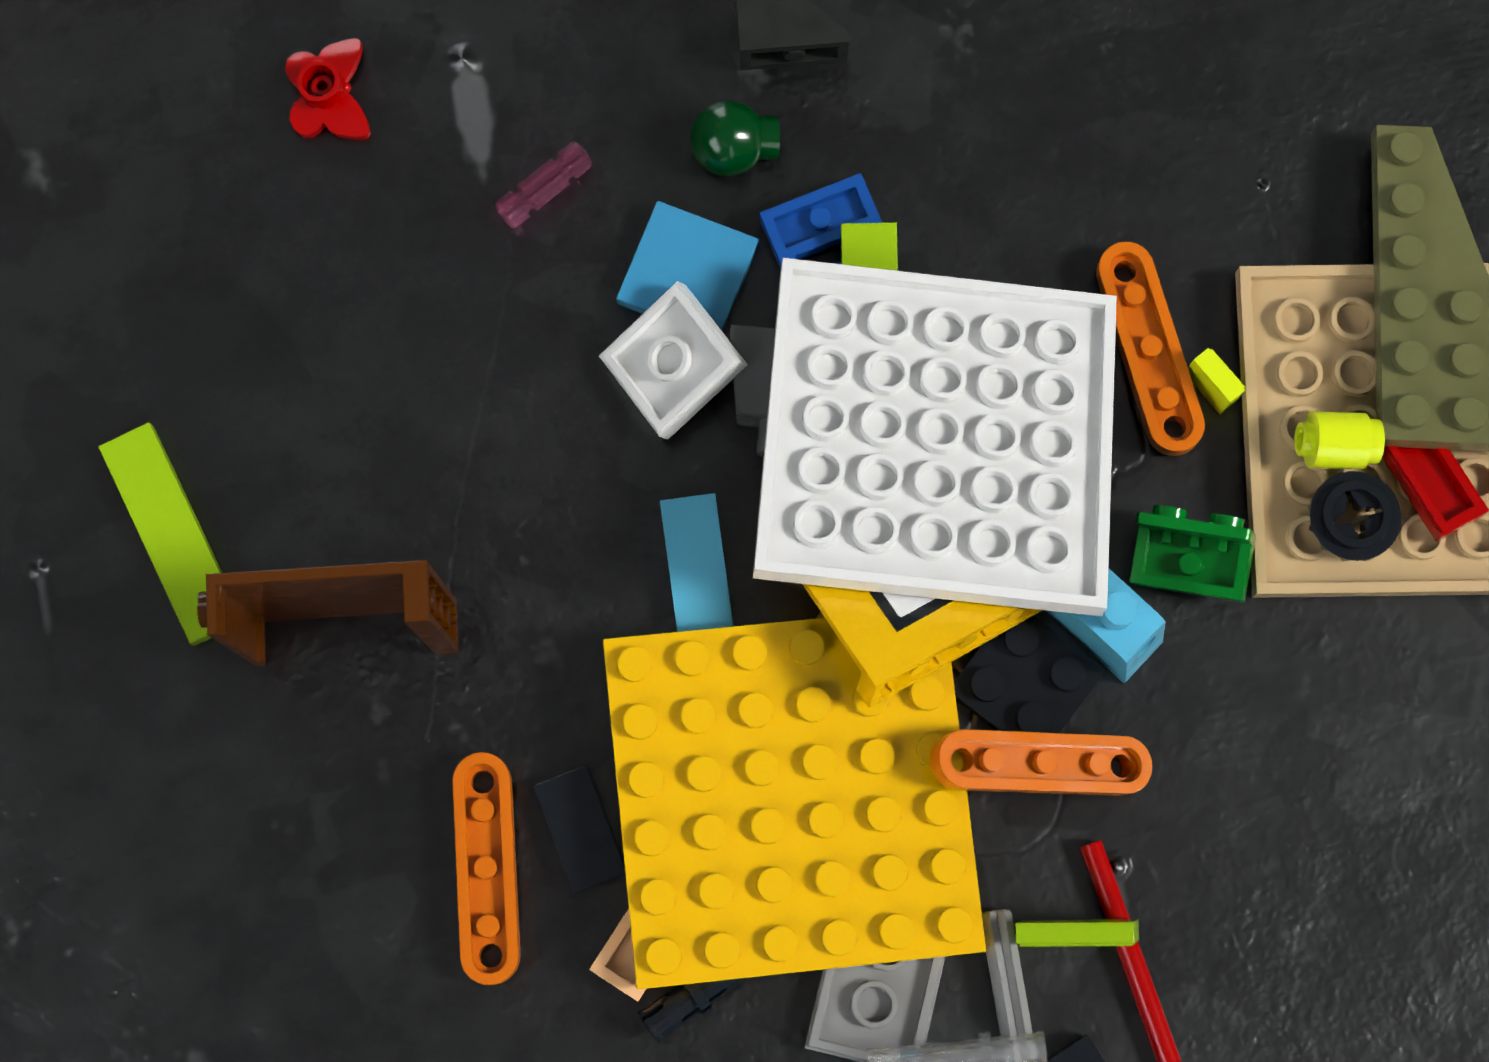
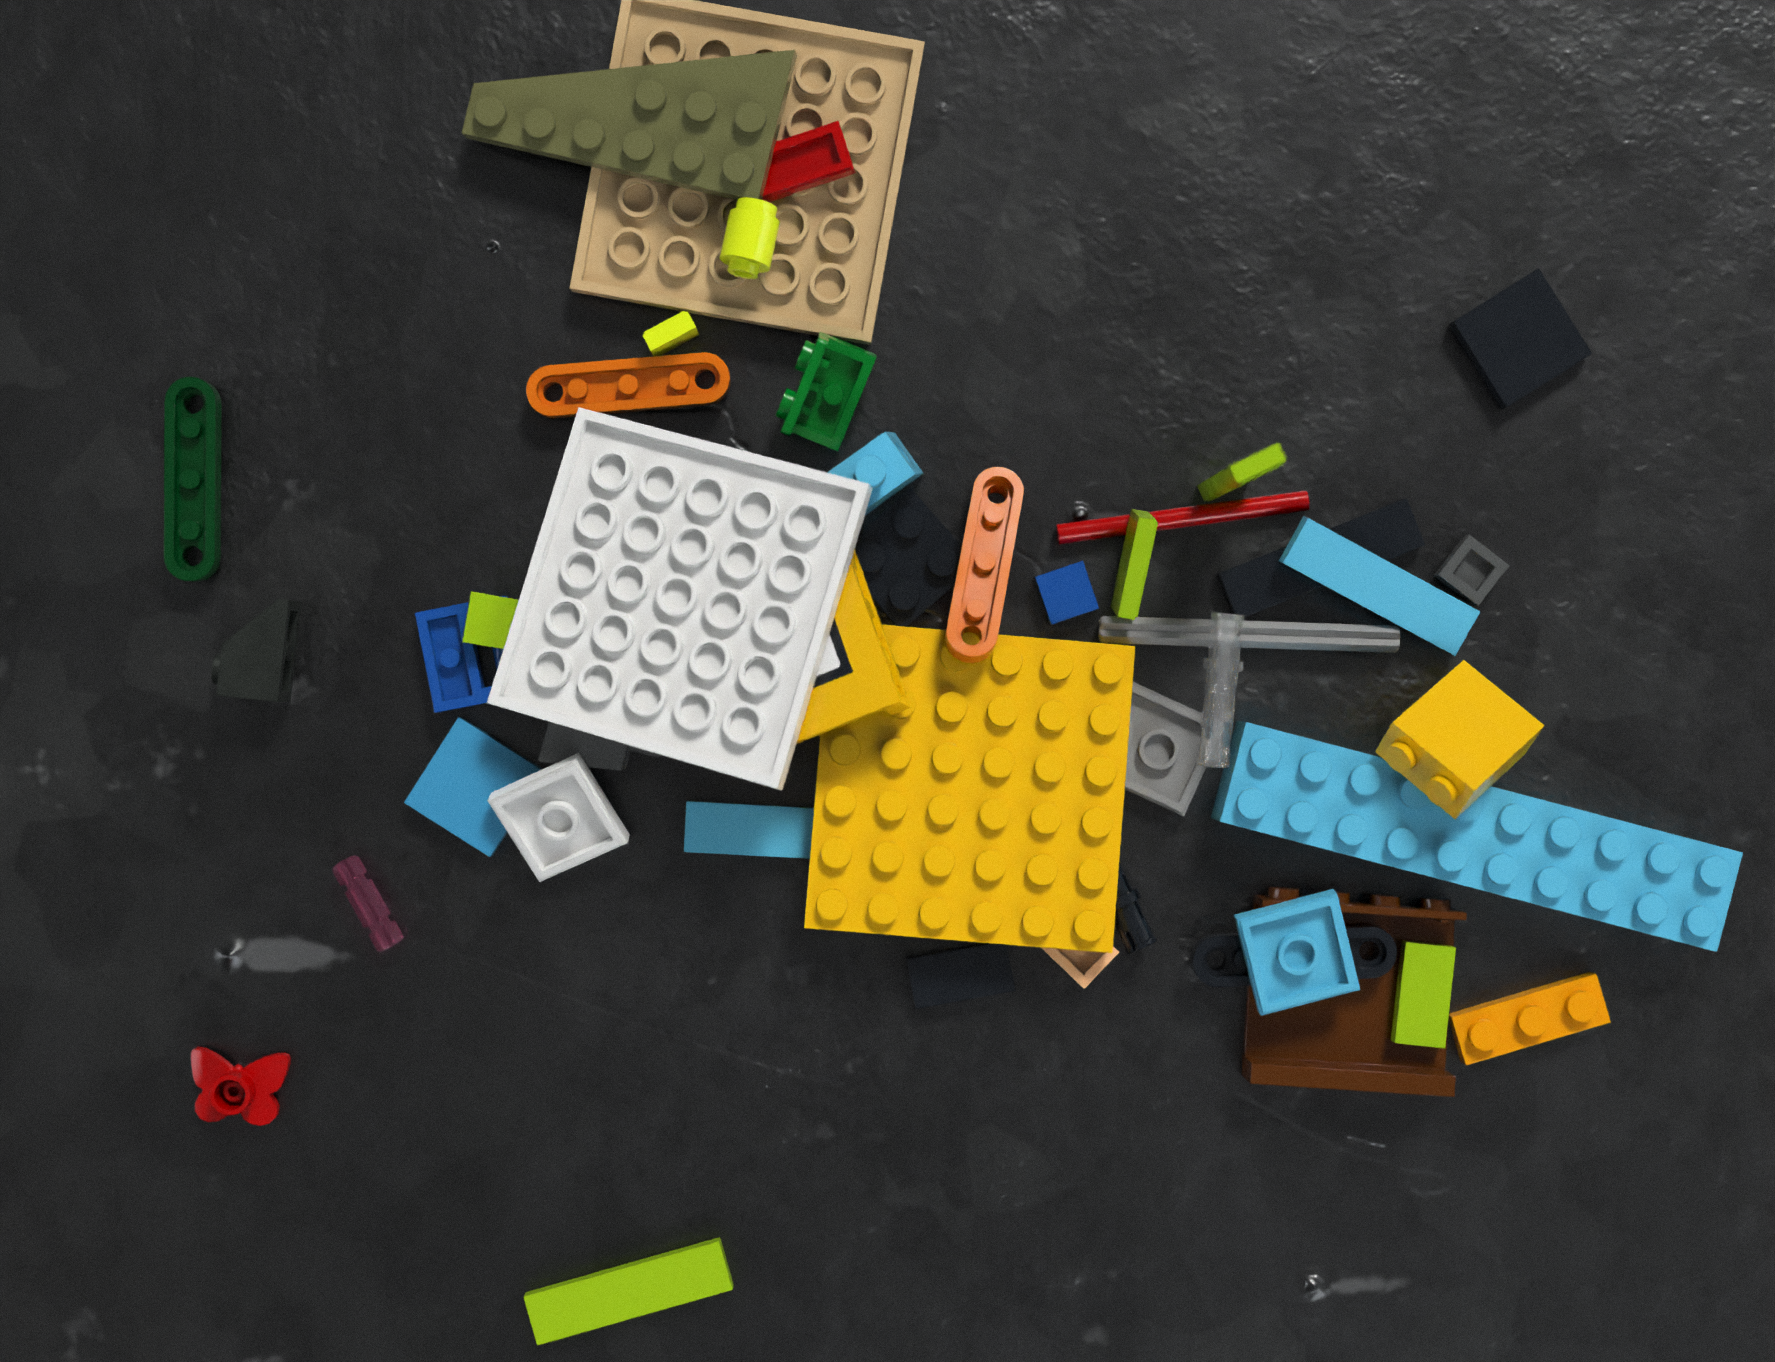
camera: 85 degrees left, 10 degrees up
(242, 602) = (732, 1247): reddish brown panel -> none
(486, 869) = (979, 1062): orange plate -> none
(732, 138) = (358, 723): dark green piece -> none
(1027, 866) = (1066, 592): none -> blue tile
(1211, 1024) = (1242, 472): none -> lime tile
(1365, 494) = (838, 224): black gear -> none

